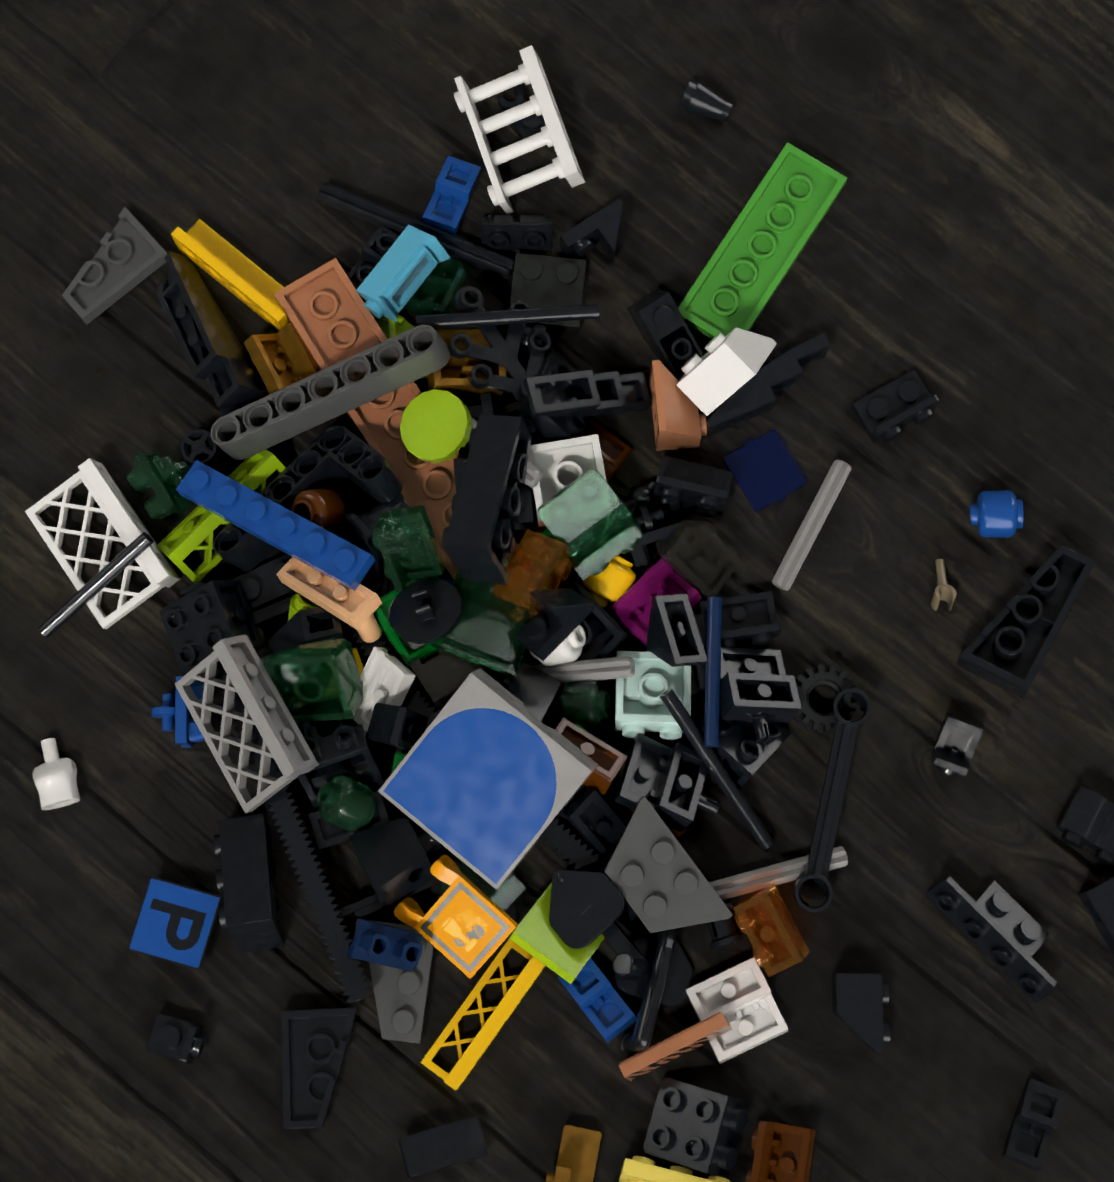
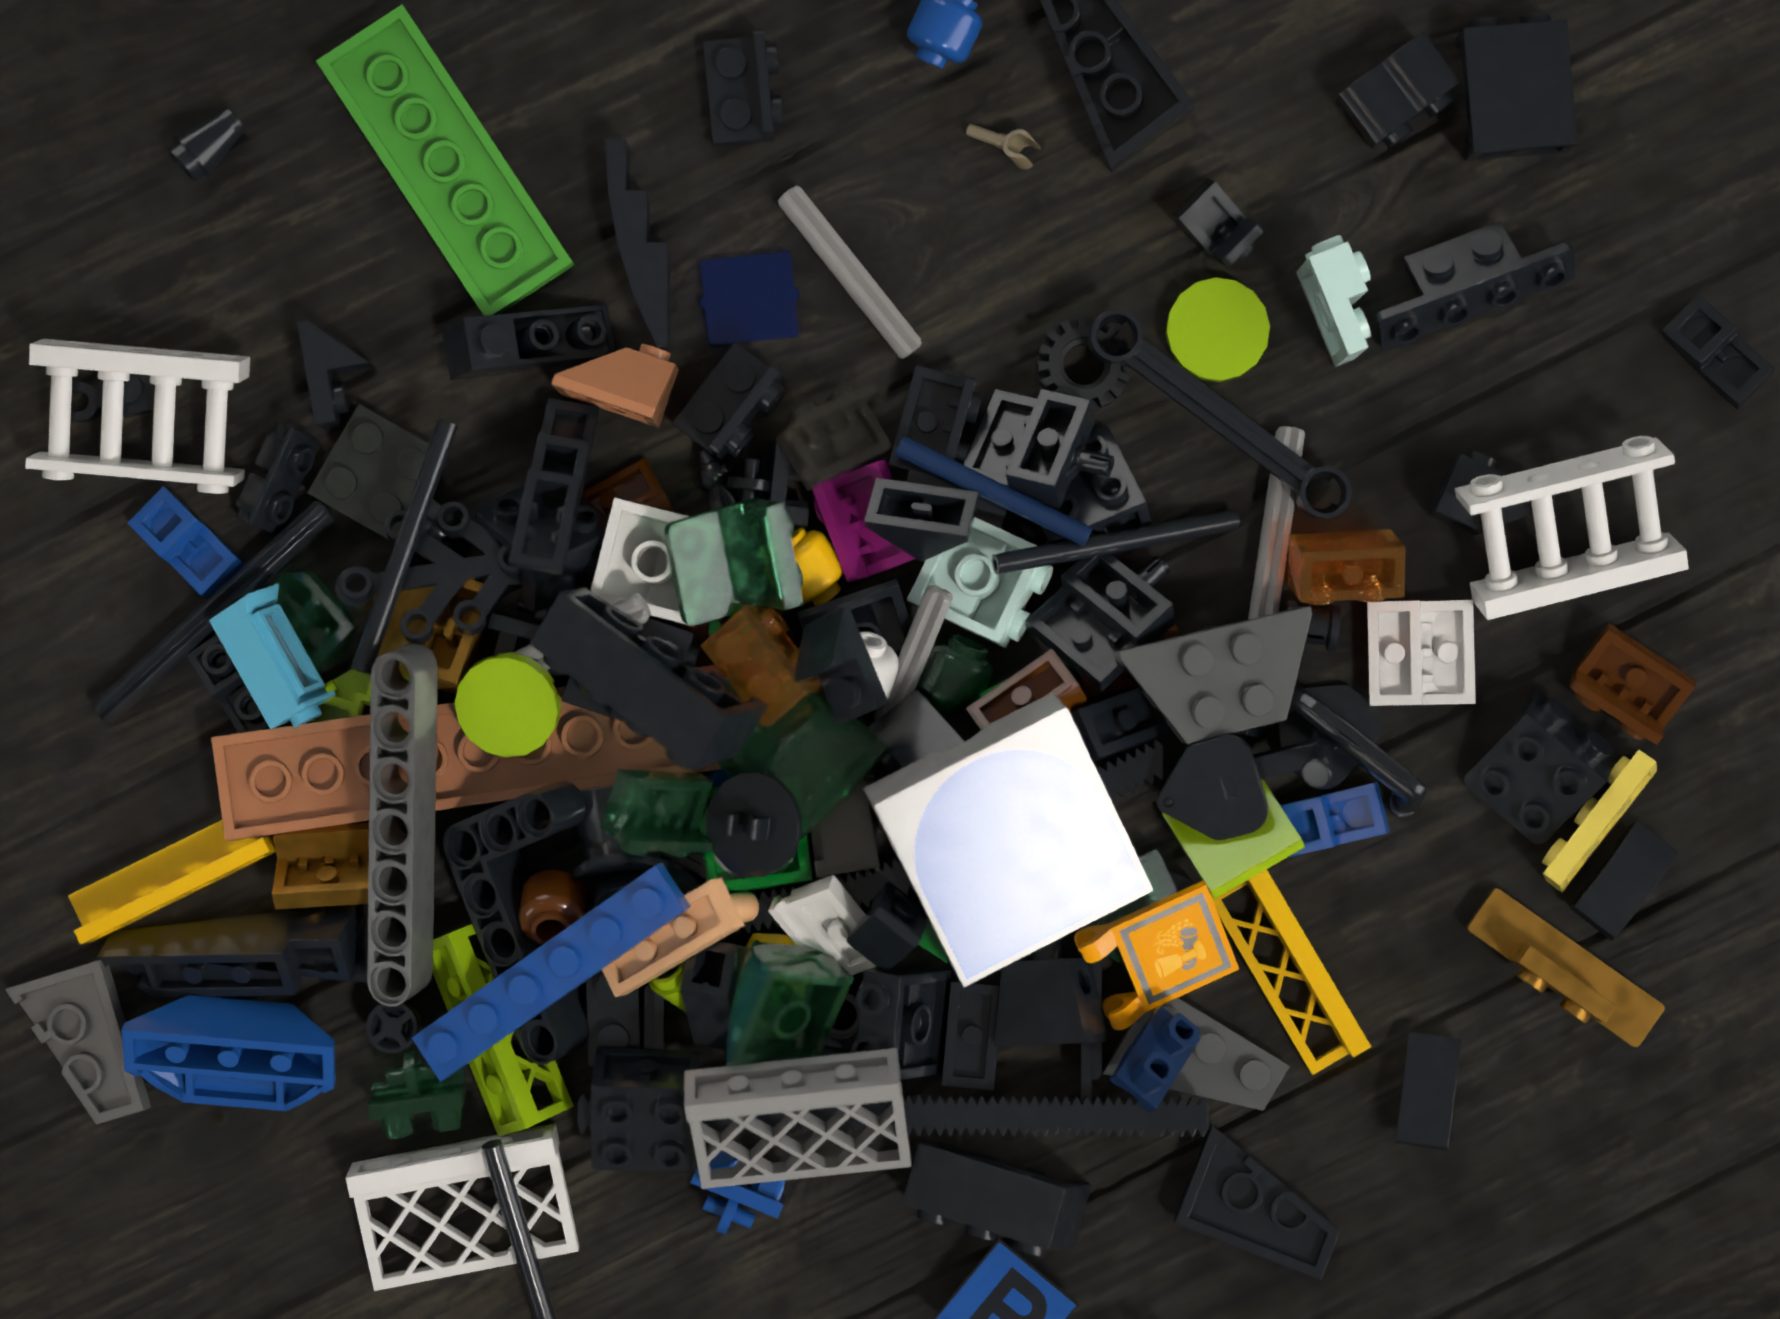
camera: 65 degrees left, 10 degrees up
(140, 354) = (231, 1053): none -> blue wedge
(346, 803) = (954, 1032): clear green head -> none
(675, 1046) = (1434, 750): nougat tile -> none
(724, 368) = (602, 292): white slope -> none
(852, 1106) = (1603, 564): none -> white fence
(887, 778) = (1217, 329): none -> lime tile
(951, 840) = (1332, 283): none -> light aqua plate

